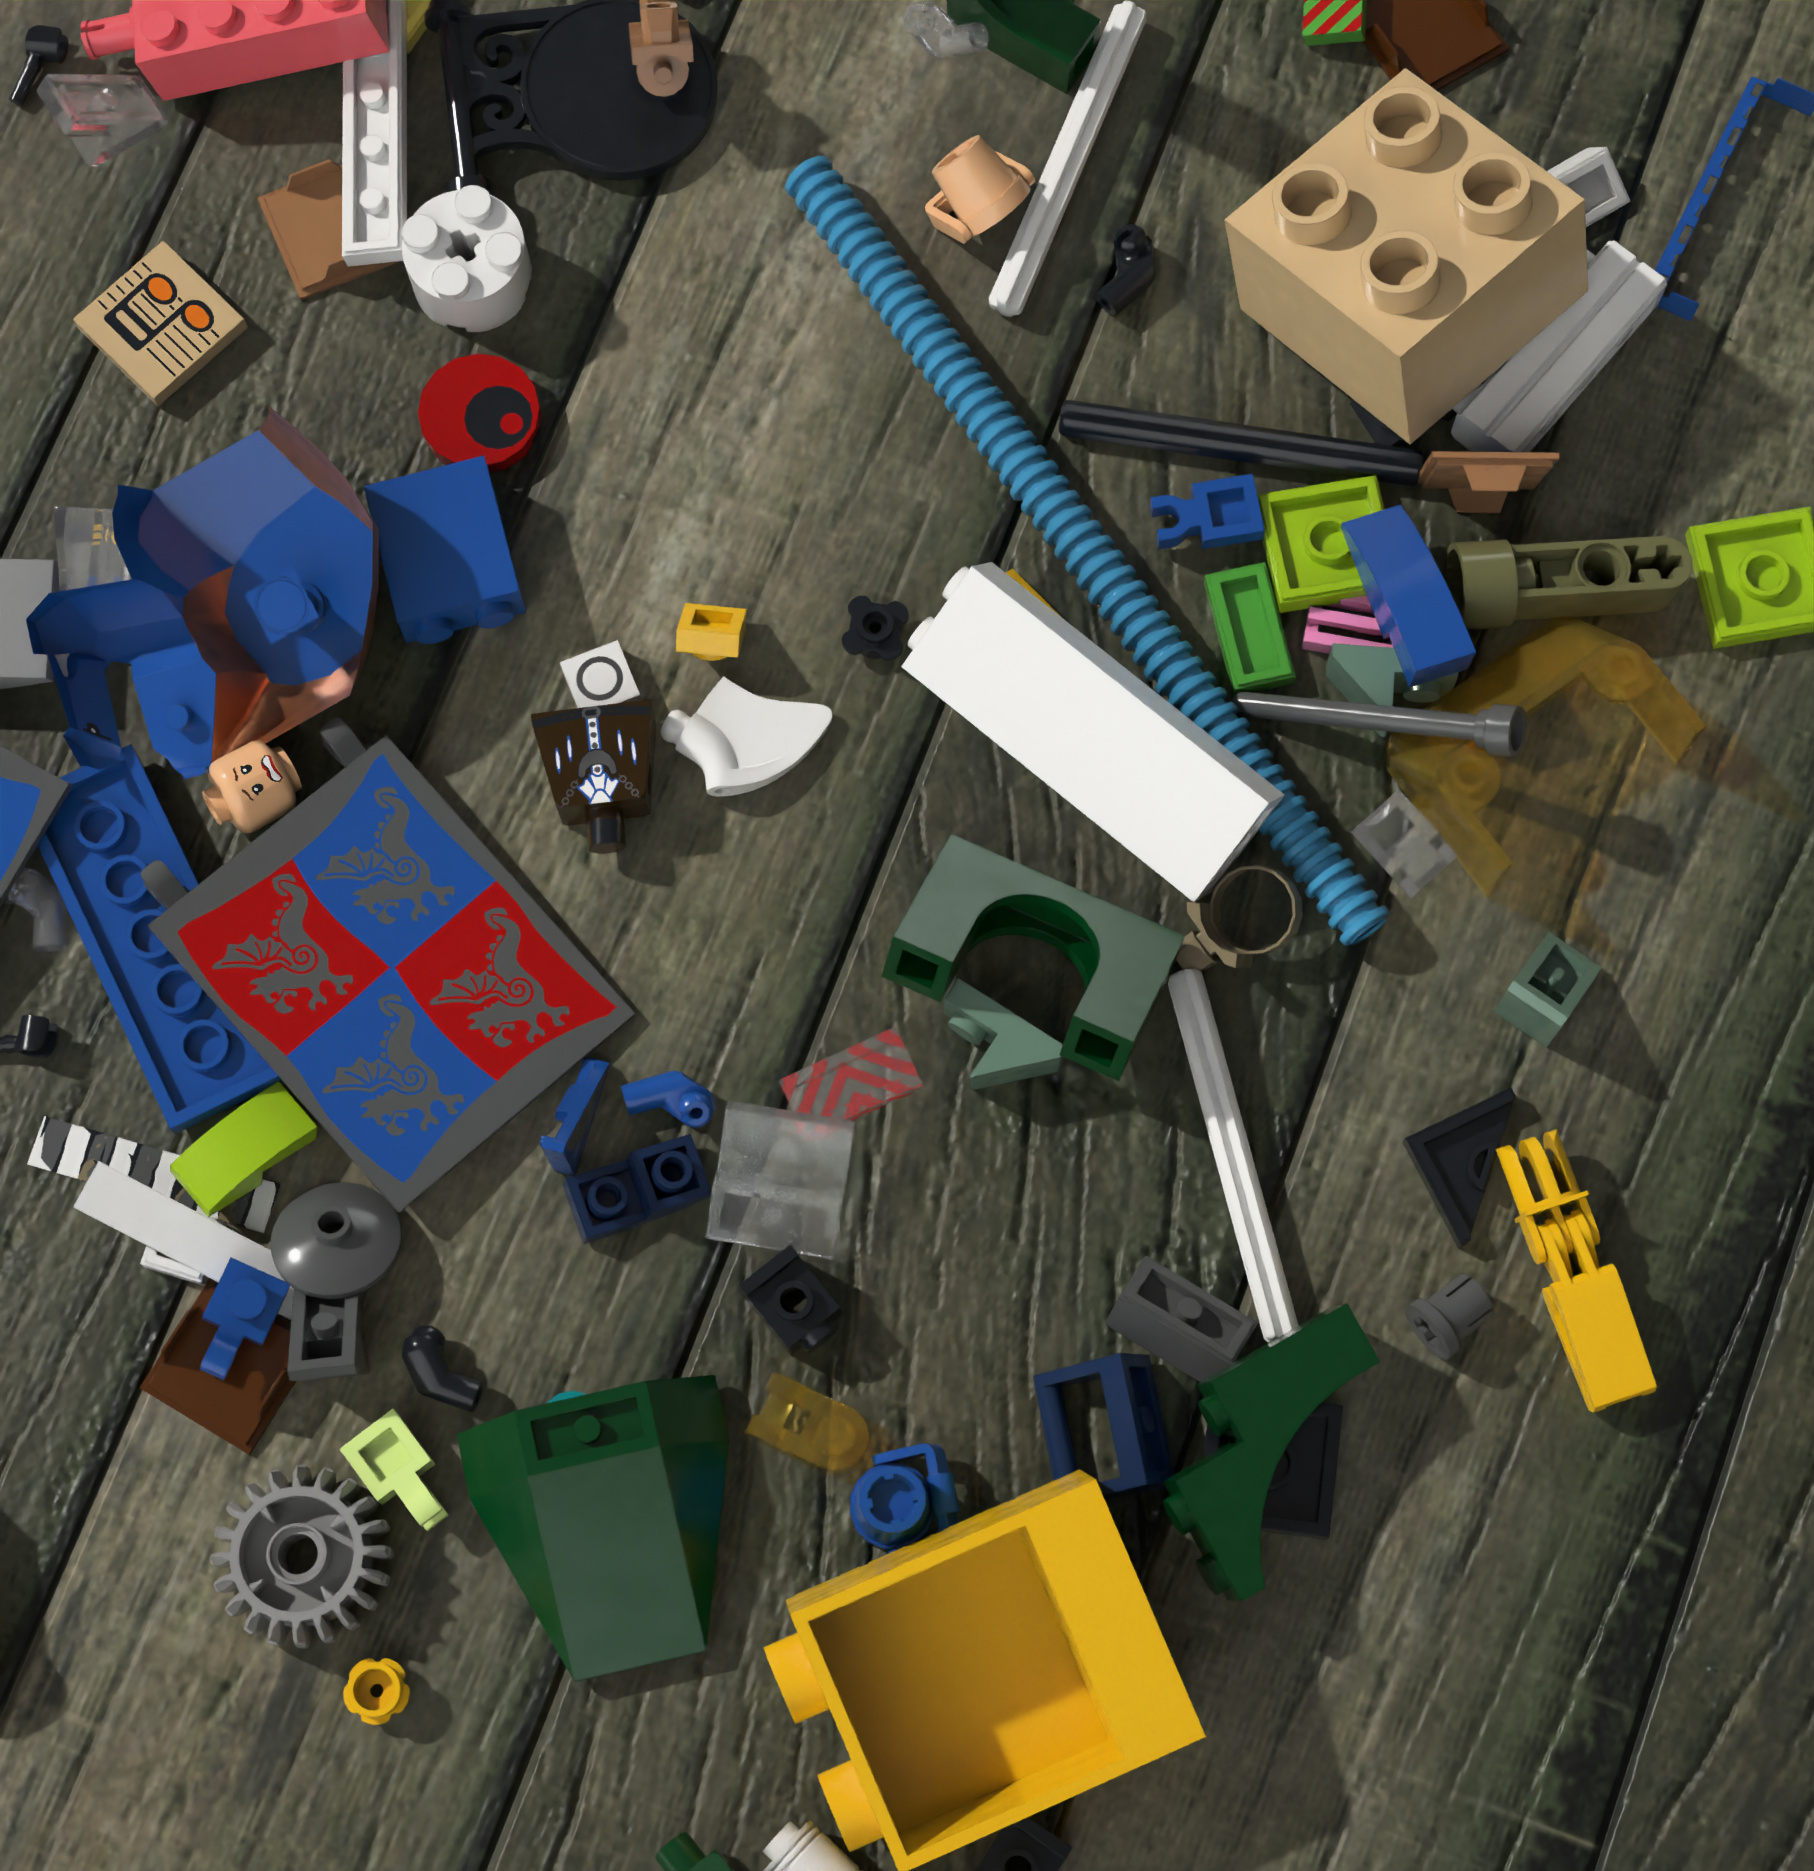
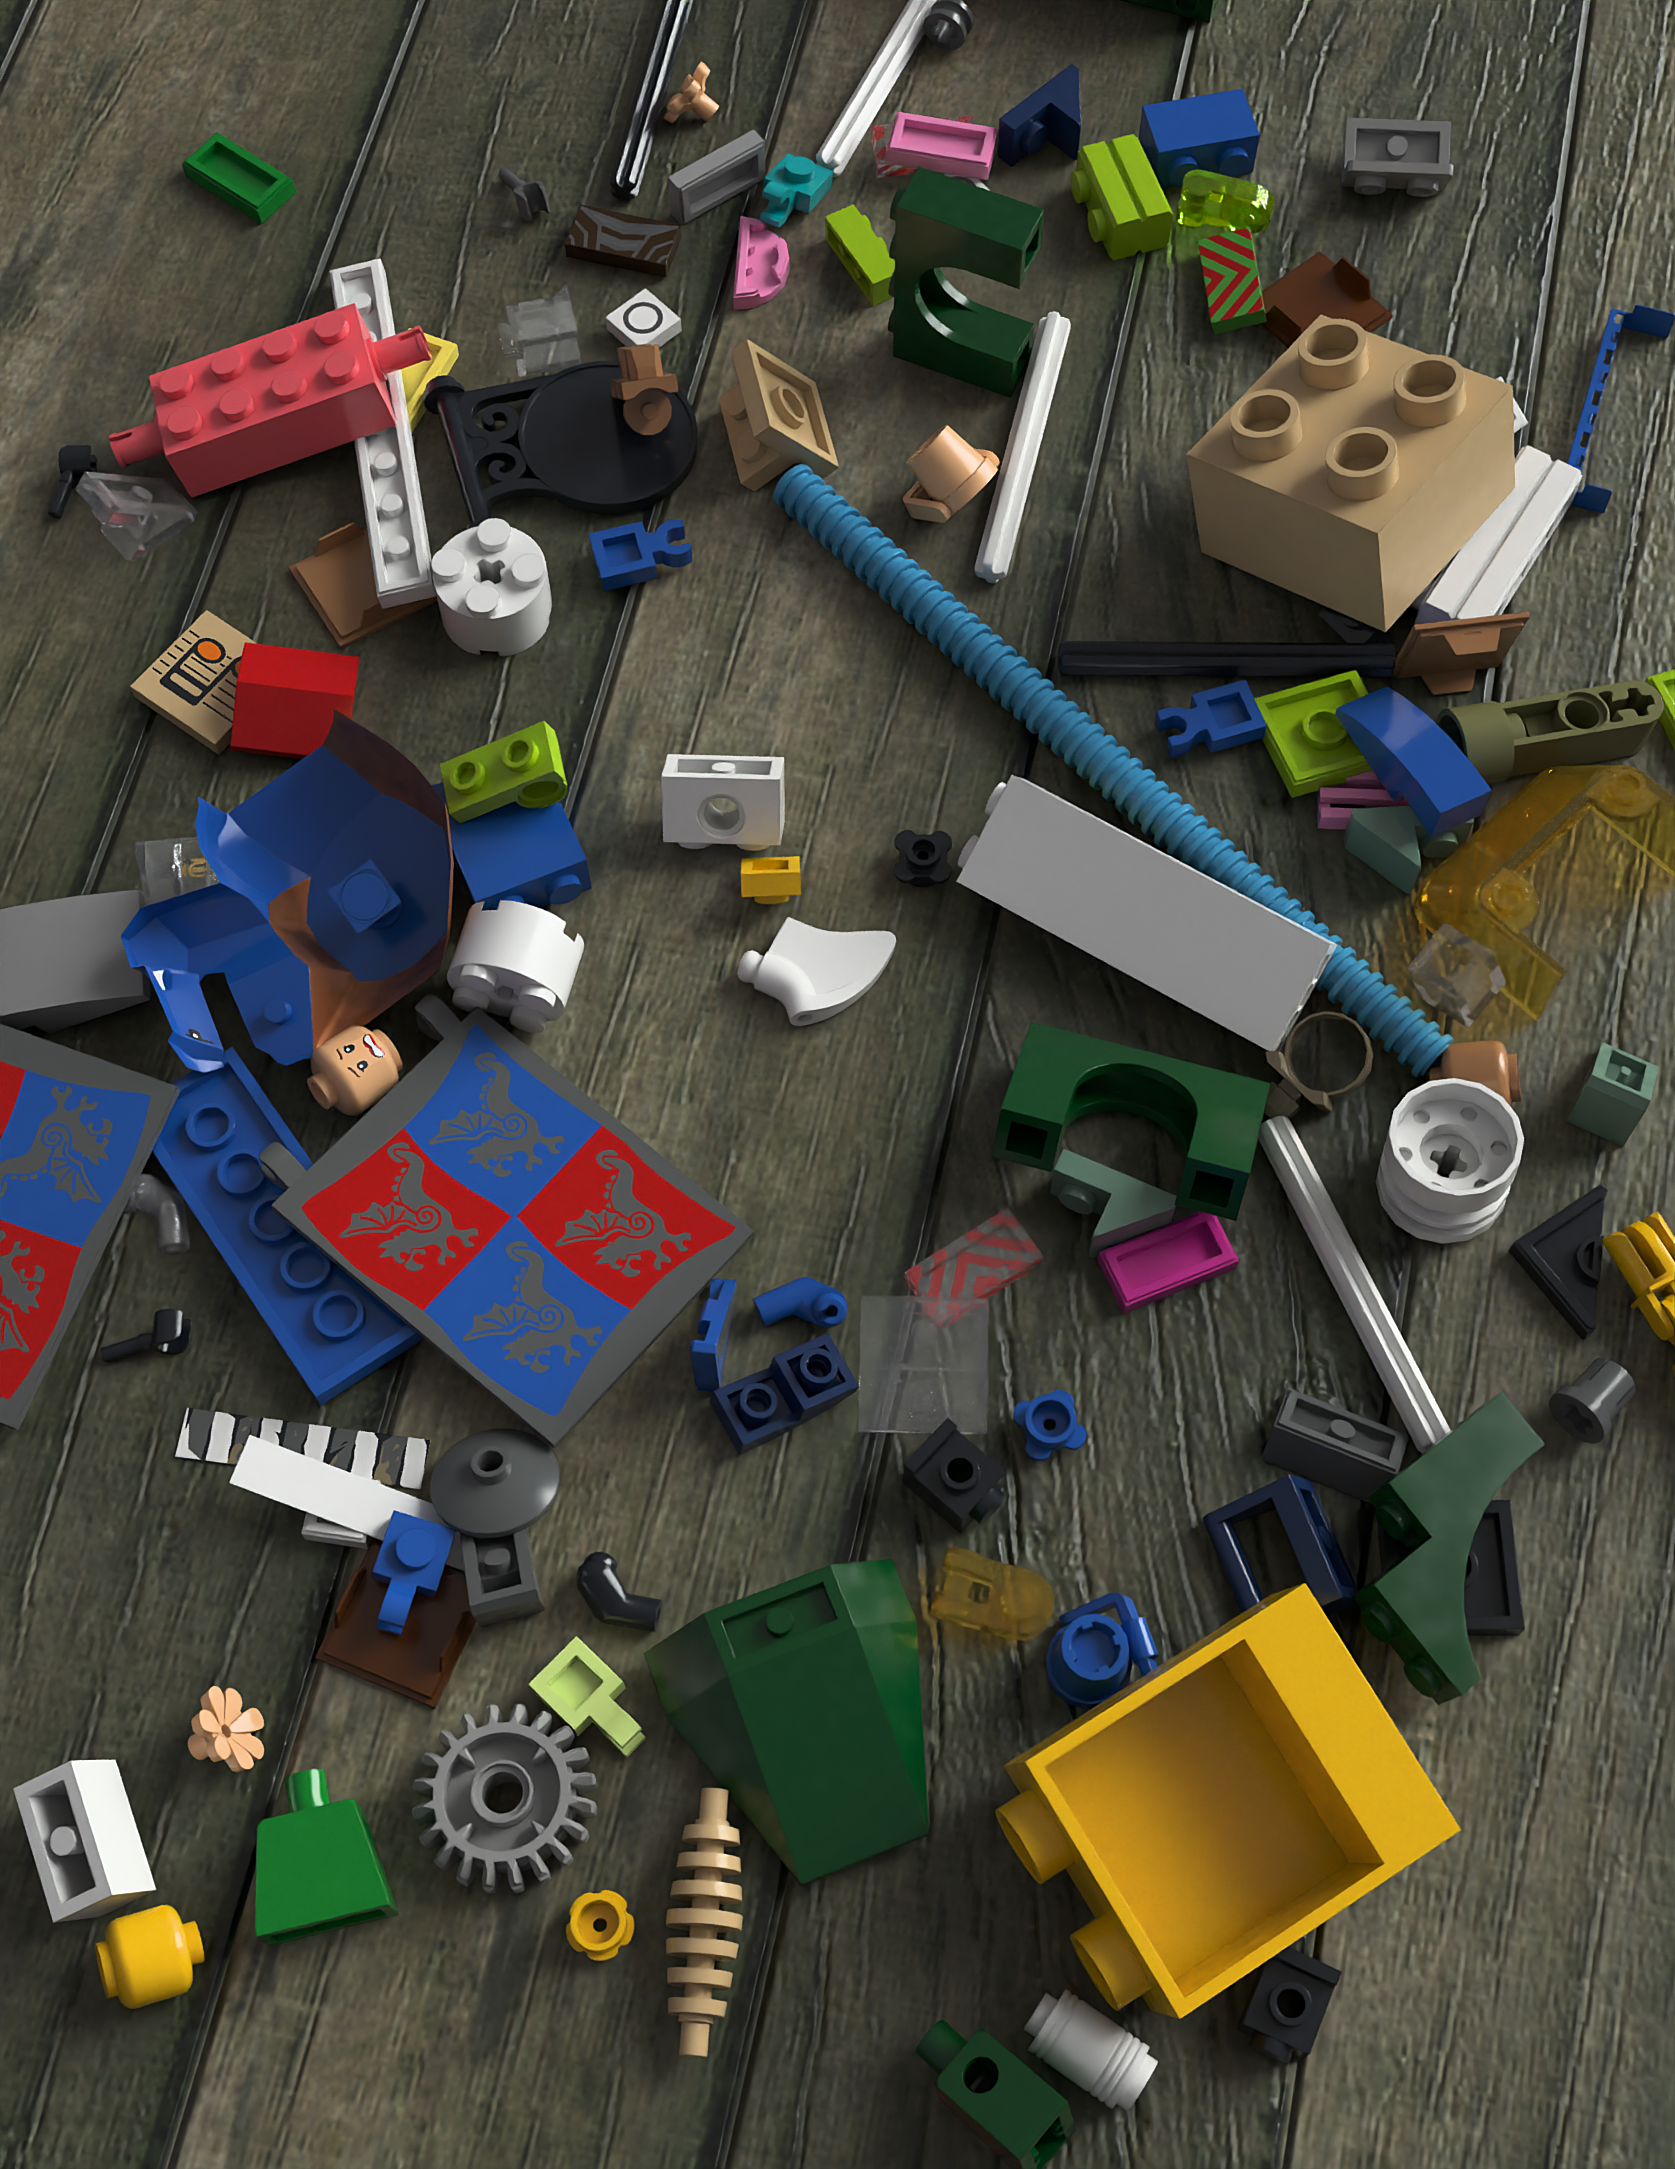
camera: 10 degrees left, 10 degrees down
(43, 1451) = (225, 1731): none -> light nougat plant
(115, 1594) = (317, 1866): none -> green torso
(241, 360) = (289, 699): none -> red slope
(241, 1147) = (385, 1409): lime slope -> none
(428, 698) = (514, 964): none -> white brick
(445, 485) = (511, 769): none -> lime plate
(462, 1757) = (703, 1922): none -> tan piece
(479, 409) = (519, 701): red tile -> none
(599, 767) = (683, 1009): dark brown torso -> none
(600, 677) = (672, 938): white tile -> none
(618, 233) = (630, 555): none -> blue plate
(703, 527) = (748, 781): none -> white brick
(801, 95) = (774, 419): none -> tan bracket
(883, 1247) = (1054, 1407): none -> blue plate
(941, 34) = (891, 359): clear arm -> none
(1048, 1105) = (1167, 1260): none -> dark pink tile
(1134, 269) = (1100, 529): black arm -> none
(1249, 629) = (1267, 815): bright green tile -> none
(1345, 1012) = (1454, 1131): none -> white wheel
(1403, 960) = (1482, 1063): none -> medium nougat head
(1496, 729) = (1525, 852): dark grey piece -> none

